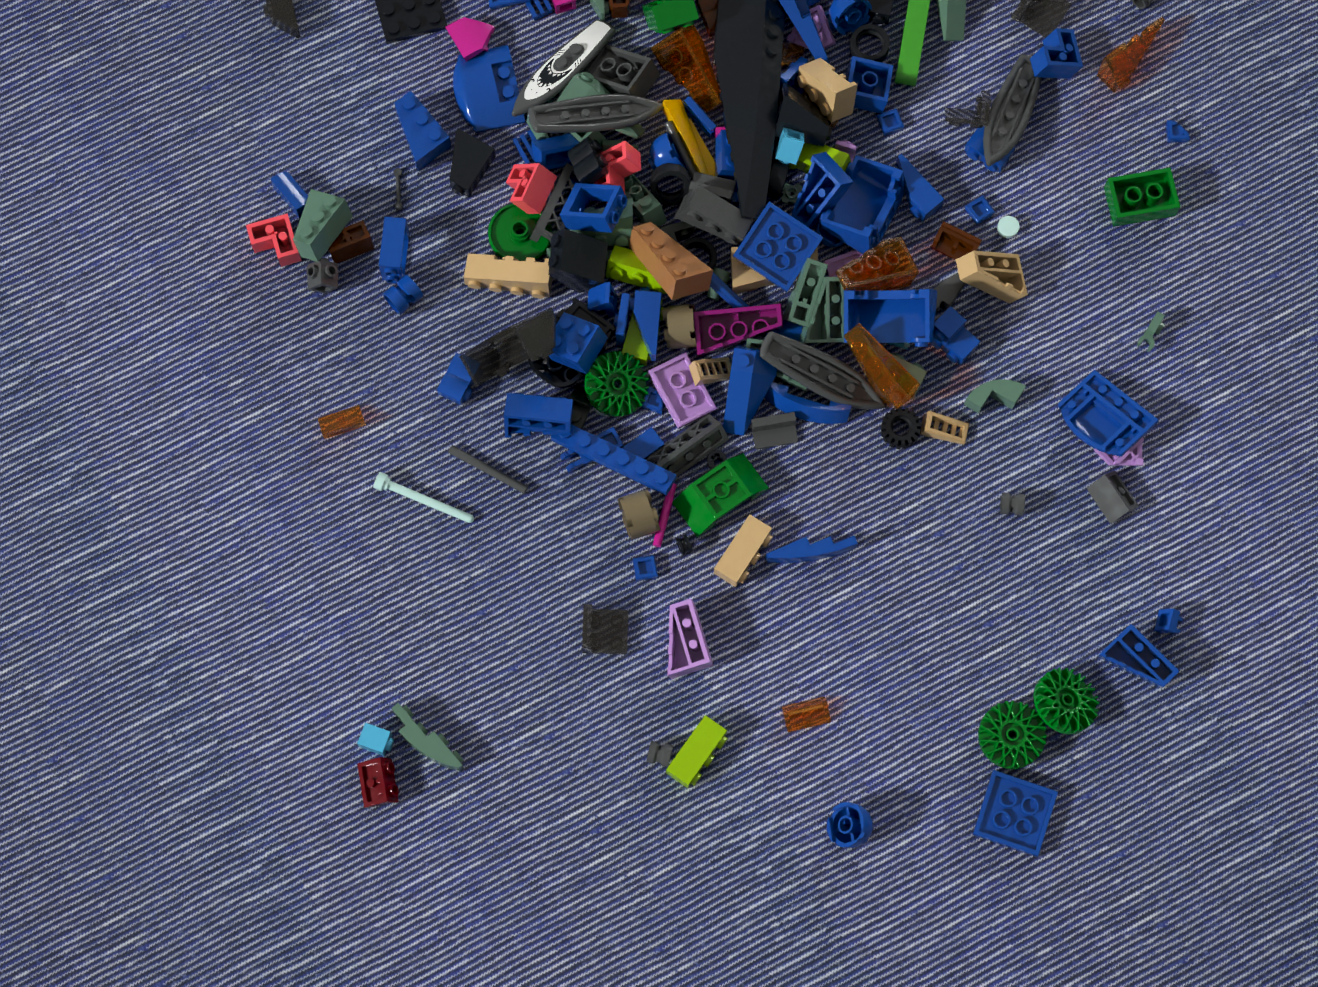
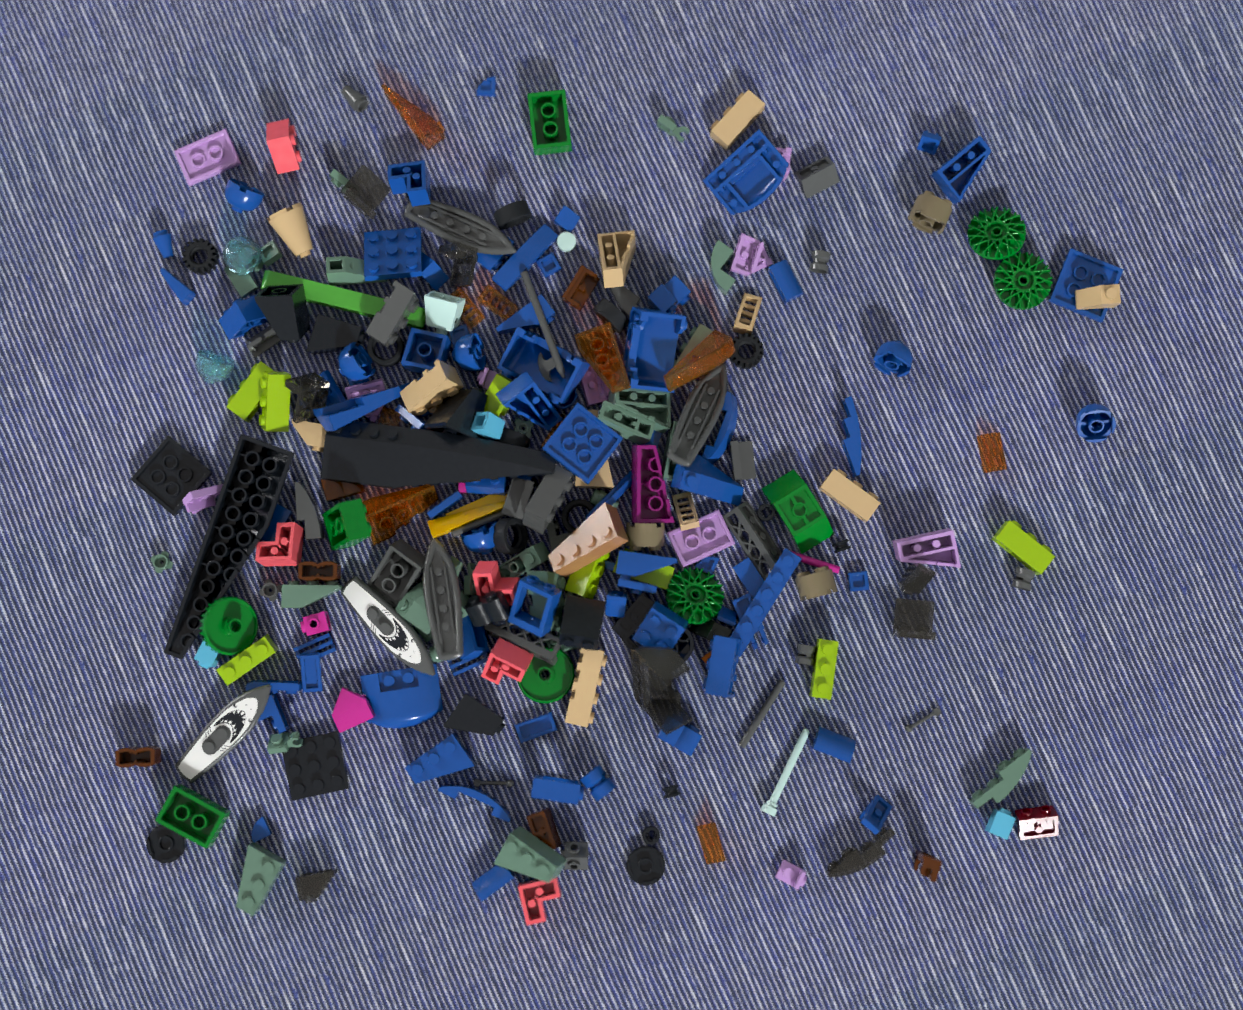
camera: 85 degrees left, 10 degrees up
(309, 510) = (791, 874): none -> lavender bracket
(314, 354) = (645, 865): none -> black tile
(327, 656) = (930, 865): none -> reddish brown hinge
(329, 578) = (855, 860): none -> clear smoke slope
(347, 349) = (647, 830): none -> black bush
(370, 193) = (499, 810): none -> blue slope
(380, 597) = (875, 814): none -> blue slope
(397, 374) = (671, 791): none -> black bush
(457, 548) = (834, 744): none -> blue brick
(461, 229) = (536, 727): none -> blue tile
(499, 663) = (936, 711): none -> dark grey hinge
(542, 531) = (824, 669): none -> lime brick
(557, 511) = (808, 651): none -> dark grey wheel
(596, 422) = (726, 616): none -> blue slope
(651, 625) = (916, 579): none -> clear smoke slope
(868, 215) = (545, 366): none -> dark grey piece
(871, 130) = (468, 353): none -> blue cylinder
(905, 43) = (393, 315): none -> dark grey wedge
(907, 591) = (894, 358): none -> blue cylinder
(914, 98) = (443, 311): none -> light aqua torso
(927, 273) = (610, 313): none -> black tyre
(933, 110) = (459, 291): none -> clear orange slope
(939, 142) = (486, 304): none -> clear orange slope
(959, 85) = (433, 273): none -> blue slope
(974, 43) = (393, 254): none -> blue plate
(985, 181) = (525, 257): none -> blue slope
(986, 468) = (785, 281): none -> blue brick
(1000, 822) = (1098, 297): none -> tan slope
(1011, 426) = (749, 256): none -> lavender slope
(1031, 163) = (512, 214): none -> black tyre
(1034, 225) = (567, 219): none -> blue slope
(1082, 623) = (930, 213): none -> dark tan brick
(1169, 402) = (736, 119): none -> tan brick

